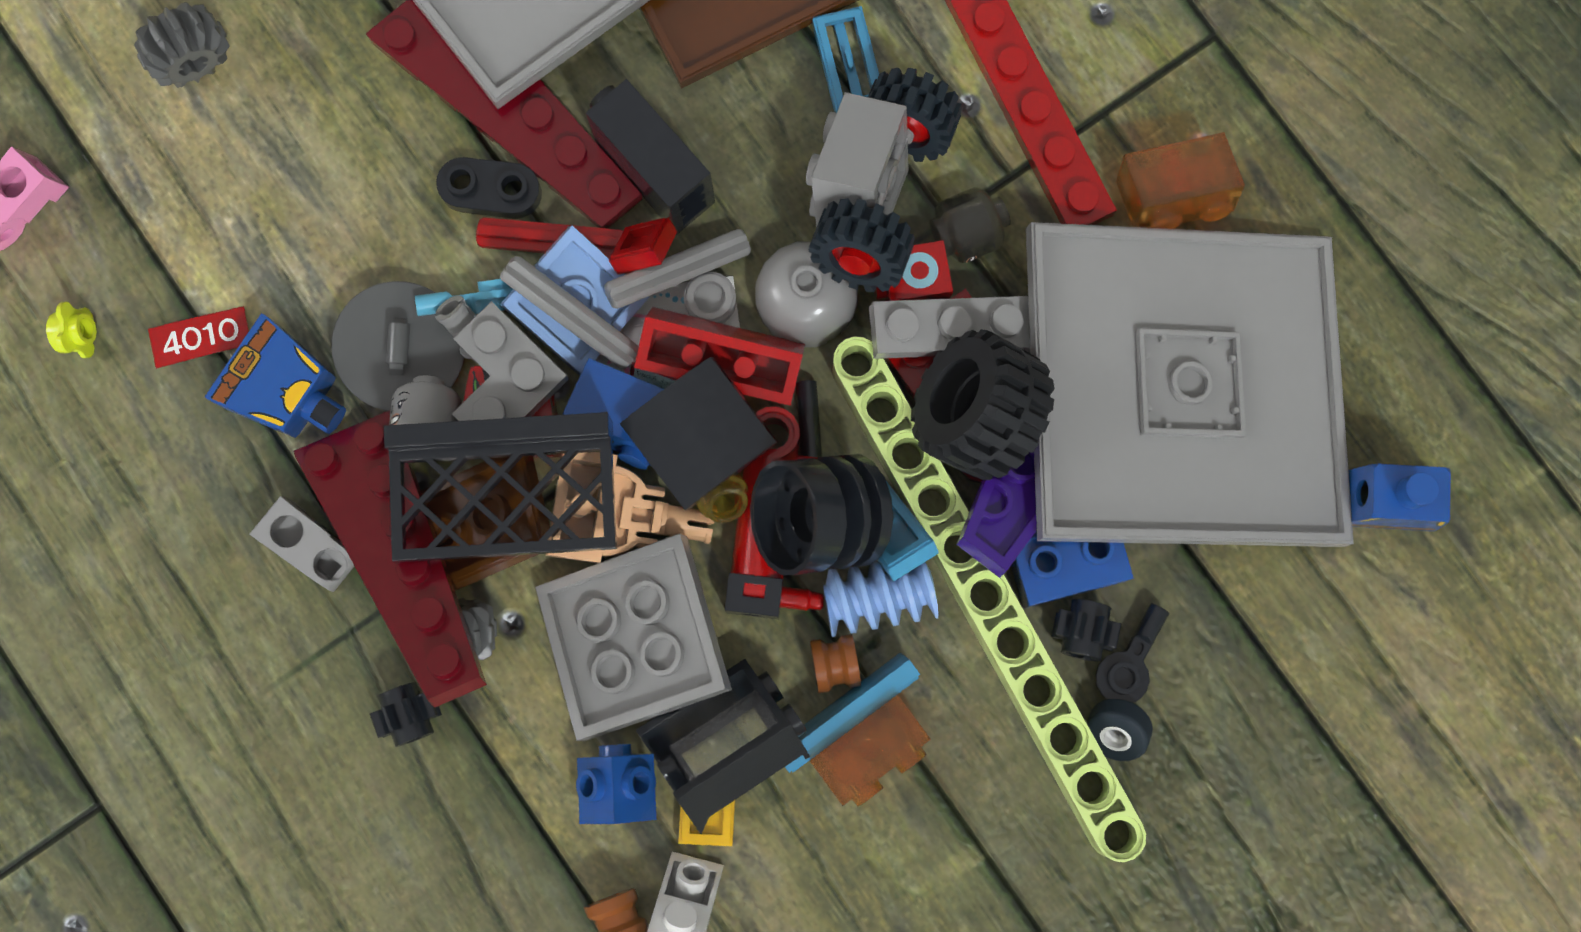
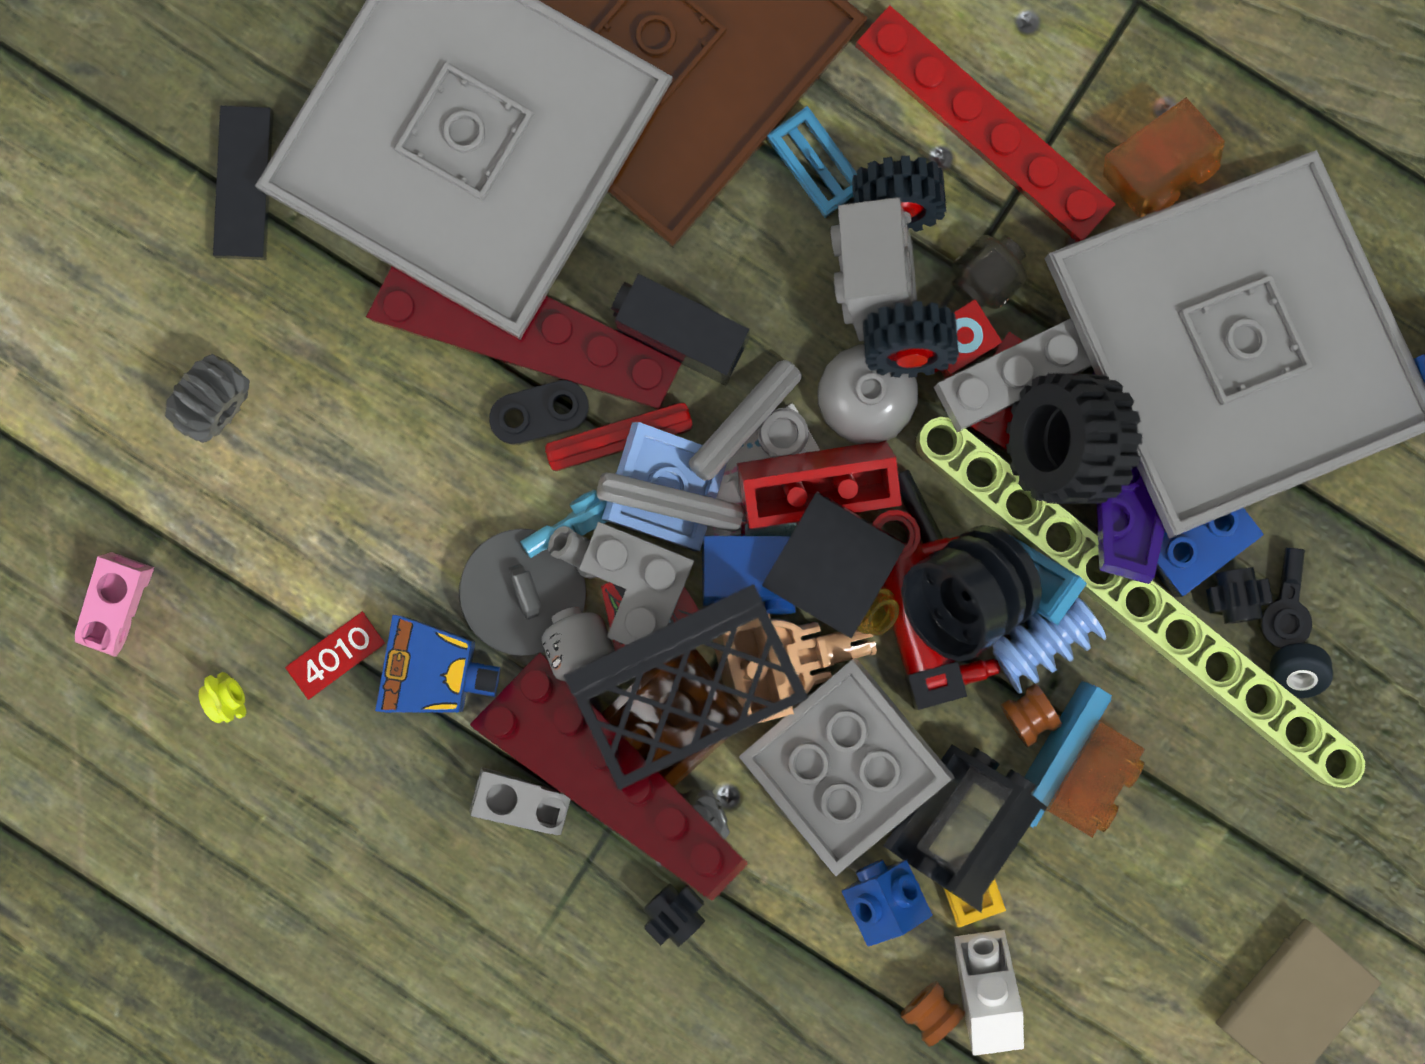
camera: 25 degrees left, 5 degrees up
(643, 245) = (708, 413): red tile -> none

